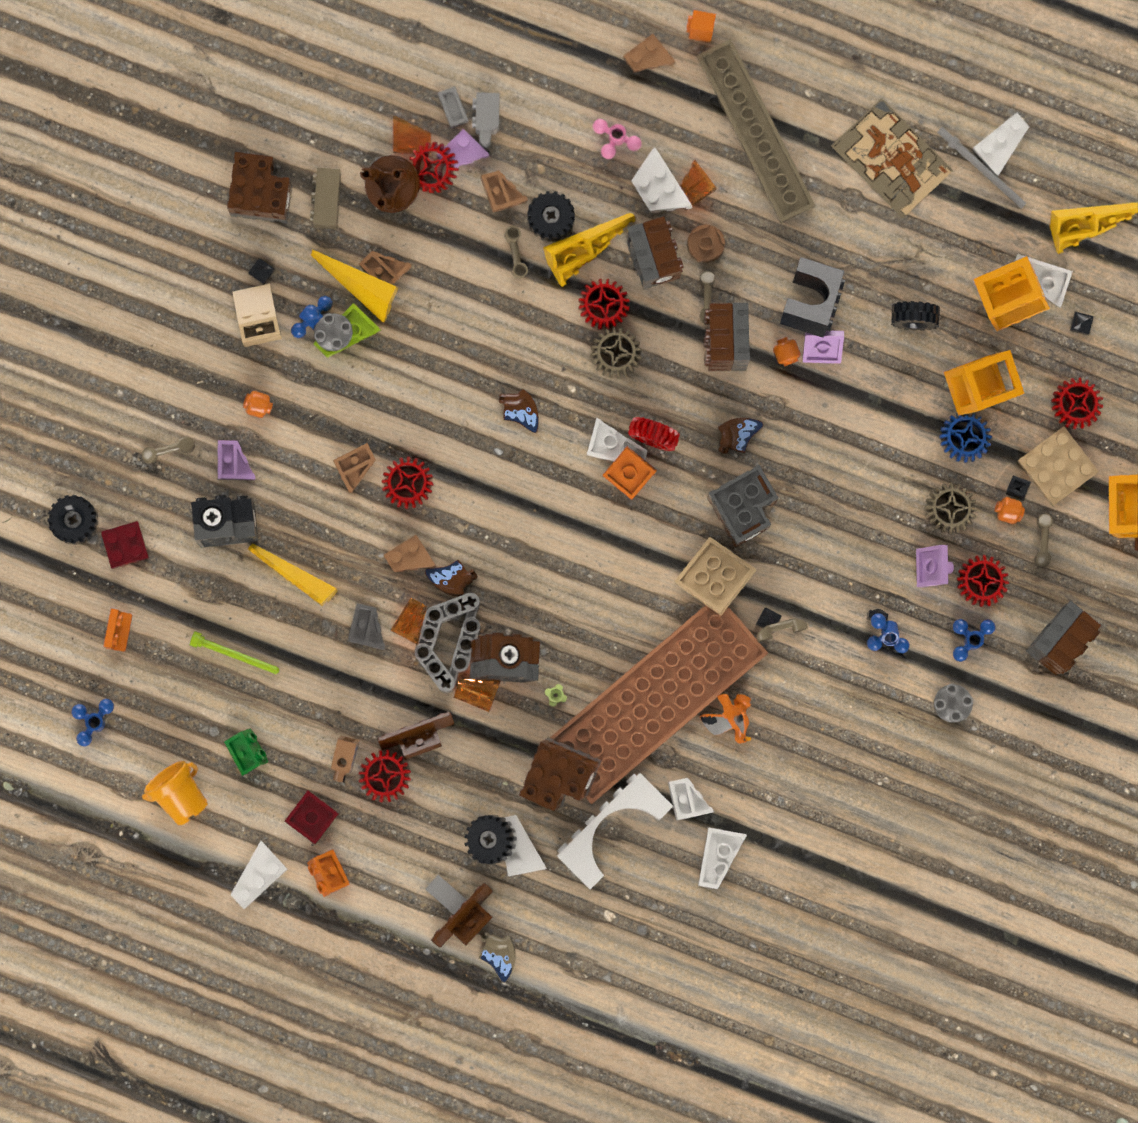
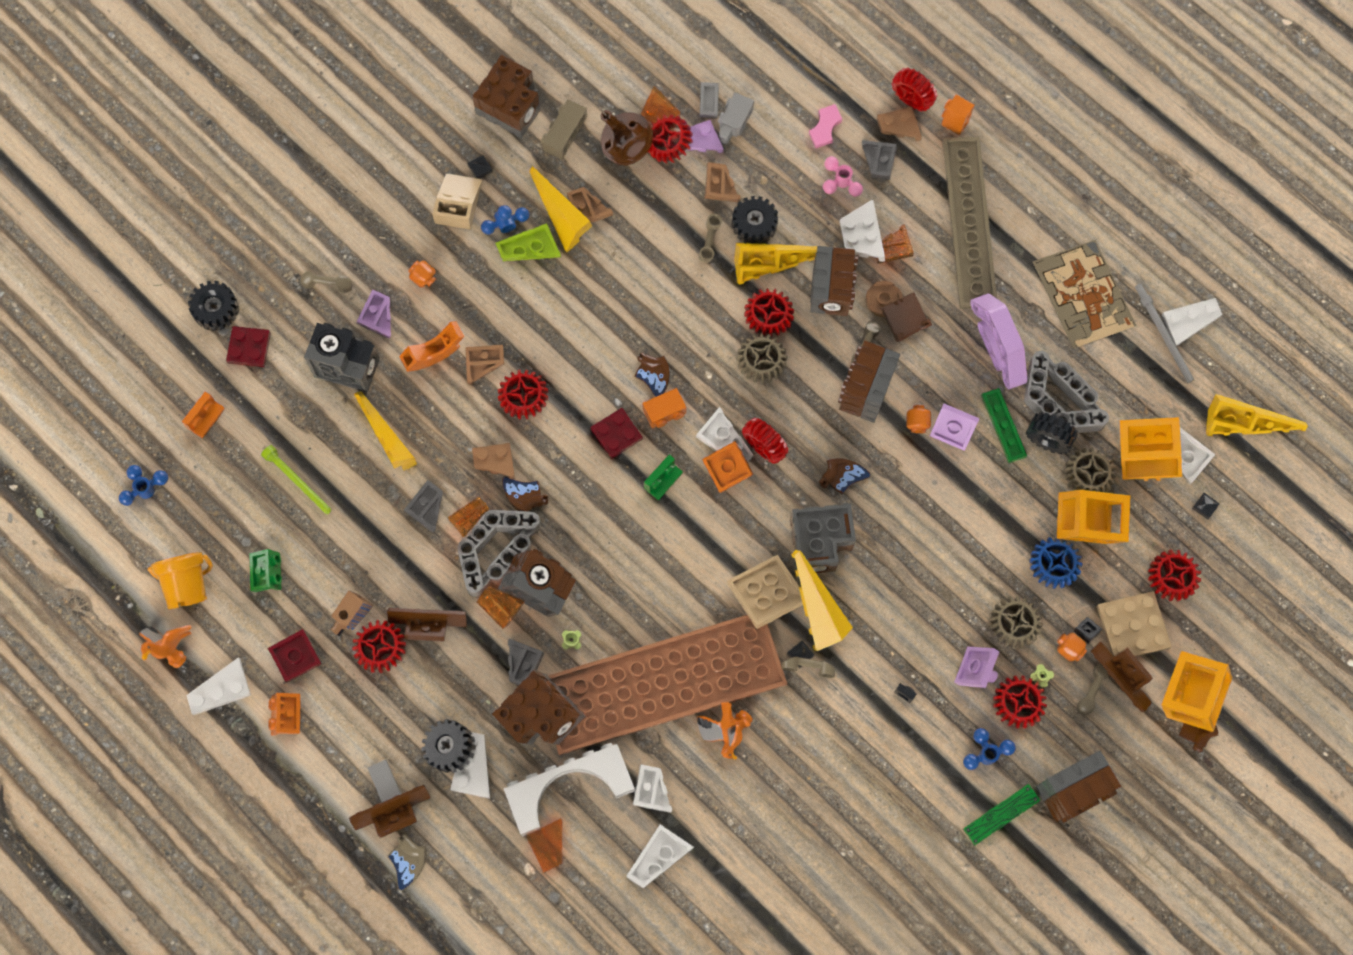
camera: 25 degrees right, 10 degrees down
(191, 860) = (164, 645): none -> orange animal
(303, 475) = (431, 352): none -> orange arch
(333, 332) = (517, 238): light grey dish -> none
(511, 482) = (616, 433): none -> dark red plate
(521, 735) = (522, 661): none -> flat silver wing
(546, 440) = (664, 408): none -> orange brick
(574, 509) = (662, 478): none -> green bracket
(577, 78) = (829, 118): none -> bright pink tile
(616, 887) = (547, 845): none -> clear orange wing
(644, 100) = (880, 158): none -> flat silver wing
(649, 16) = (914, 89): none -> red gear
(734, 255) = (905, 317): none -> reddish brown piece
(779, 579) = (825, 616): none -> yellow wedge
(814, 318) = (957, 395): arch -> none
(832, 242) = (1001, 339): none -> lavender piece
(867, 323) = (1004, 425): none -> green tile
(888, 636) = (893, 717): blue piece -> none
(925, 266) = (1048, 367): none -> light grey piece
(949, 342) = (1105, 472): none -> dark tan gear
(953, 703) = (945, 806): light grey dish -> none
(988, 548) = (1043, 682): none -> yellowish green plate
(1005, 689) = (1001, 814): none -> green tile
(1067, 514) = (1126, 672): none -> reddish brown bracket

